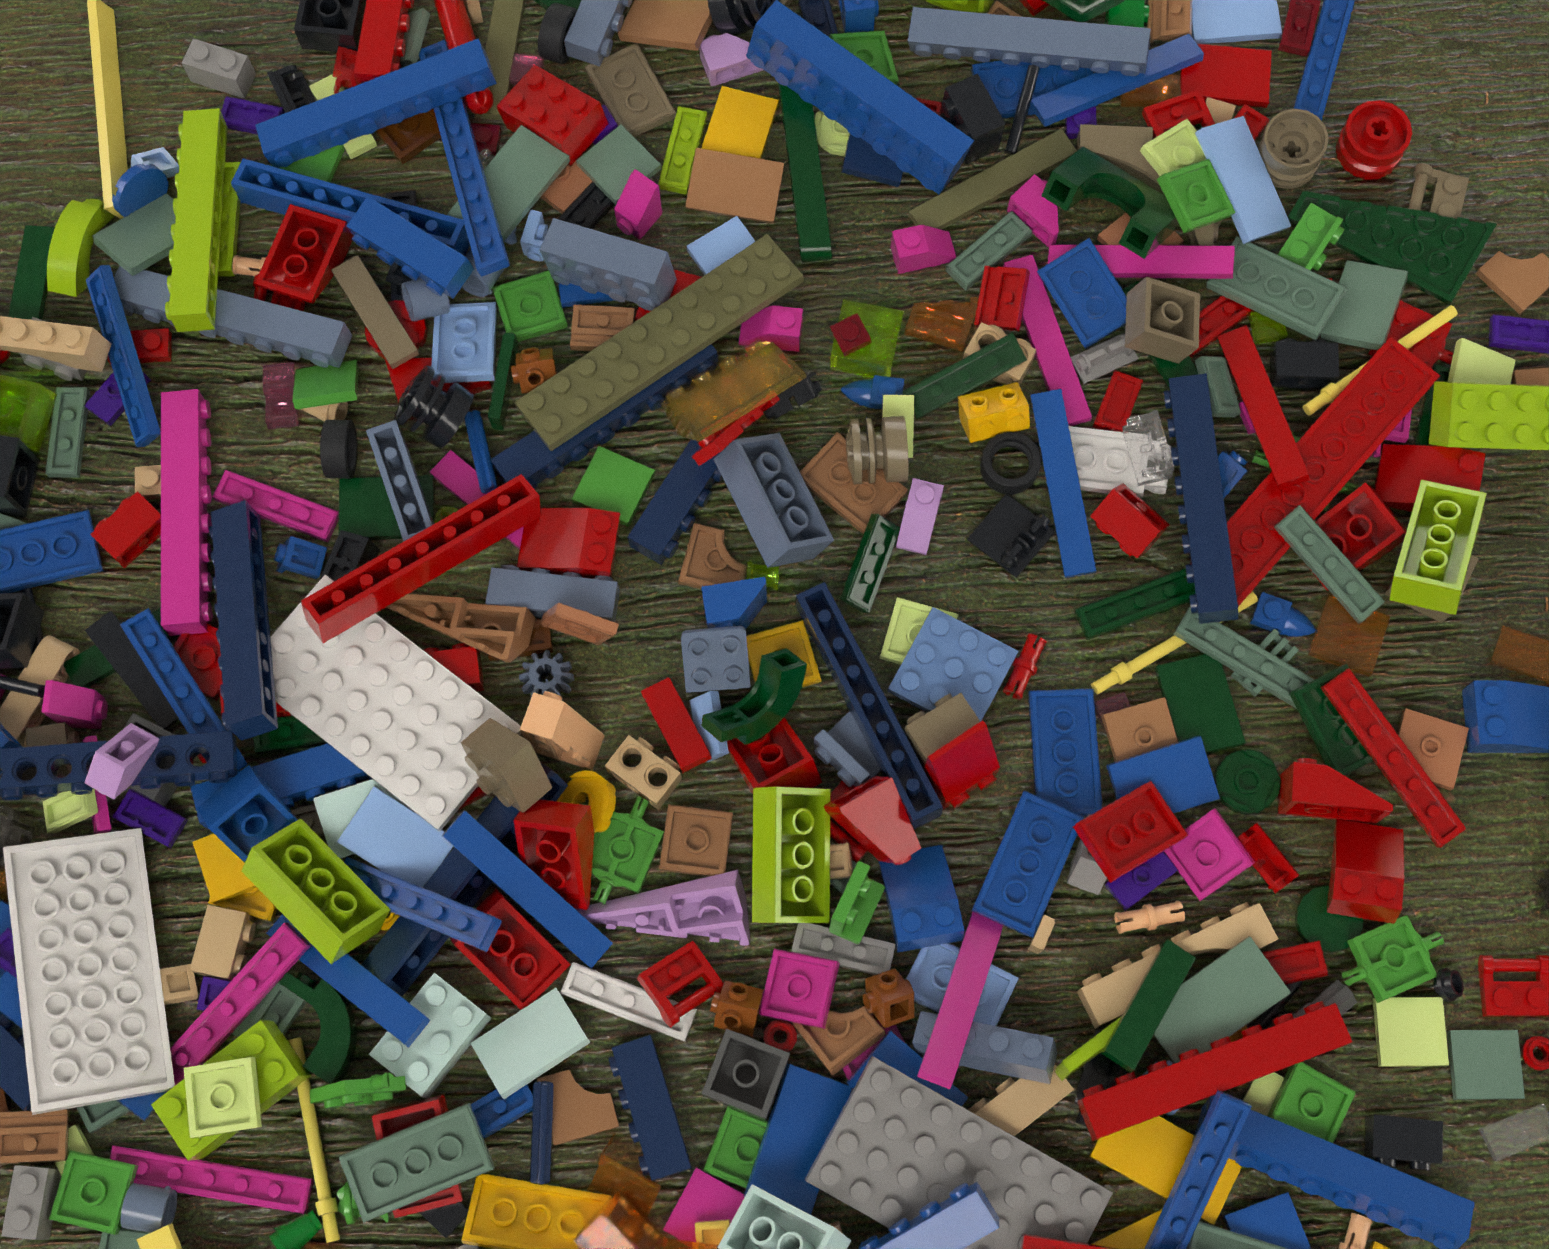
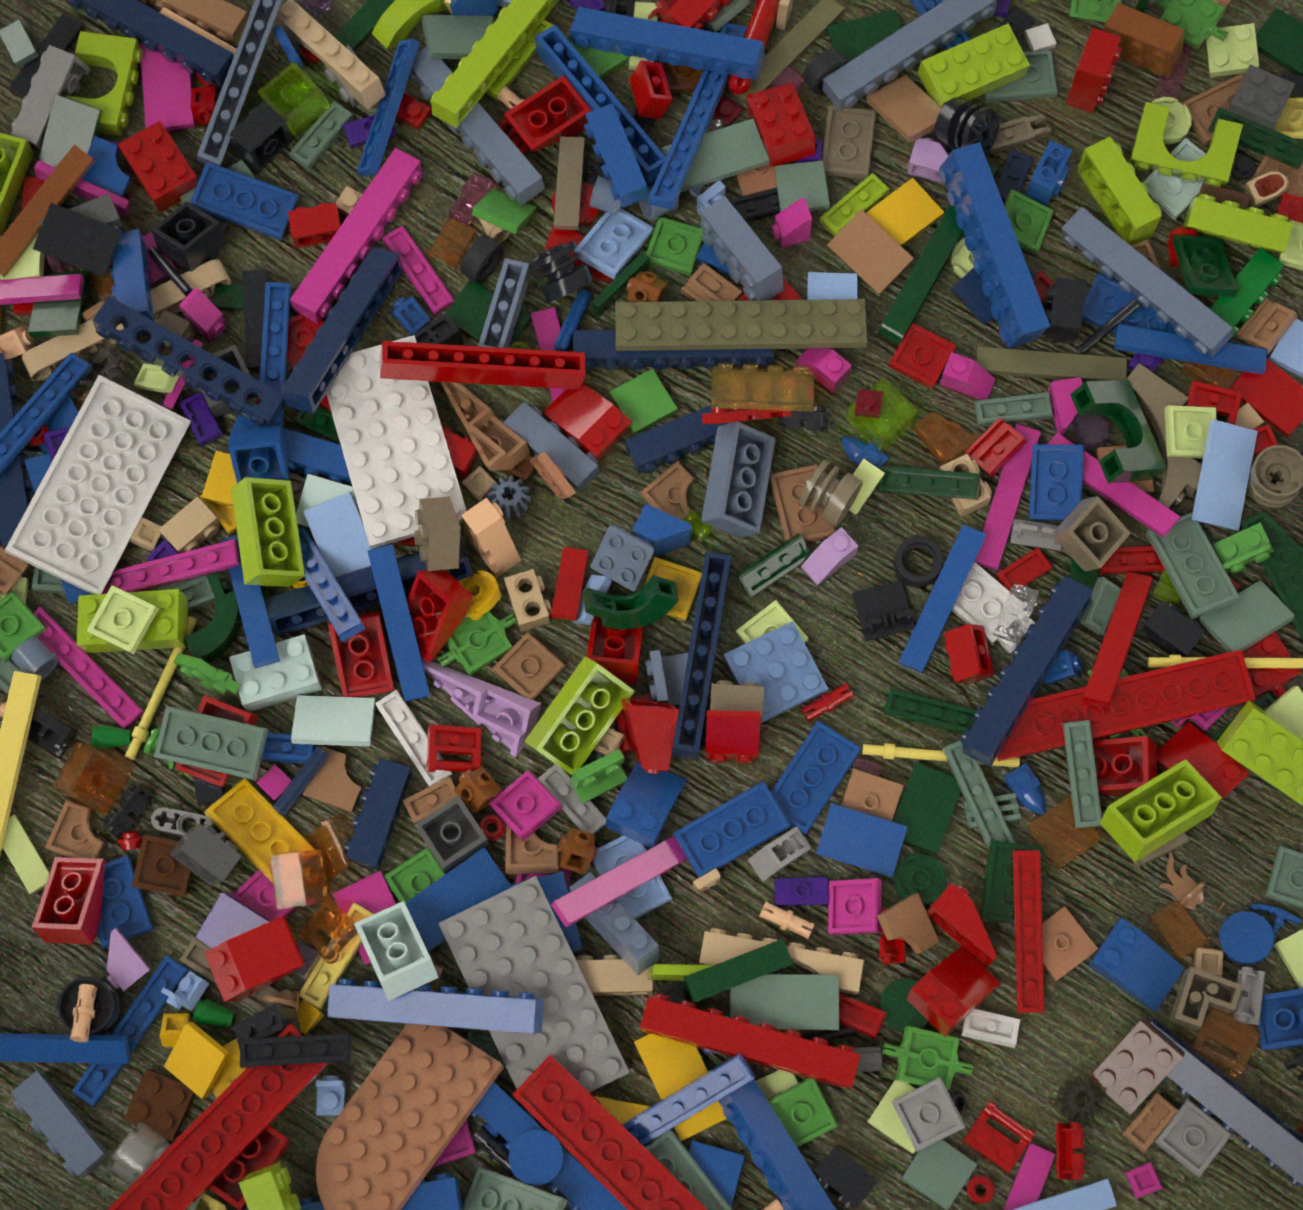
camera: 35 degrees right, 0 degrees up
(120, 760) = (203, 367): lavender slope -> none
(292, 453) = (452, 242): none -> clear orange piece
(391, 163) = (650, 89): none -> red brick
(503, 685) = (479, 483): none -> tan tile
(513, 1154) = (274, 782): none -> dark pink tile
(696, 1053) = (430, 799): none -> medium nougat plate
(862, 255) = (922, 356): none -> red plate
(993, 412) = (931, 520): yellow brick -> none
(1081, 221) = (1091, 431): none -> clear purple brick
(1130, 831) = (811, 854): red tile -> none
(1196, 196) = (1178, 464): bright green tile -> none
(1275, 833) = (910, 923): none -> medium nougat tile
(1431, 880) = (991, 1028): none -> white plate
(1438, 1014) = (928, 1114): none -> light grey plate
(1500, 609) = (1183, 888): none -> medium nougat piece

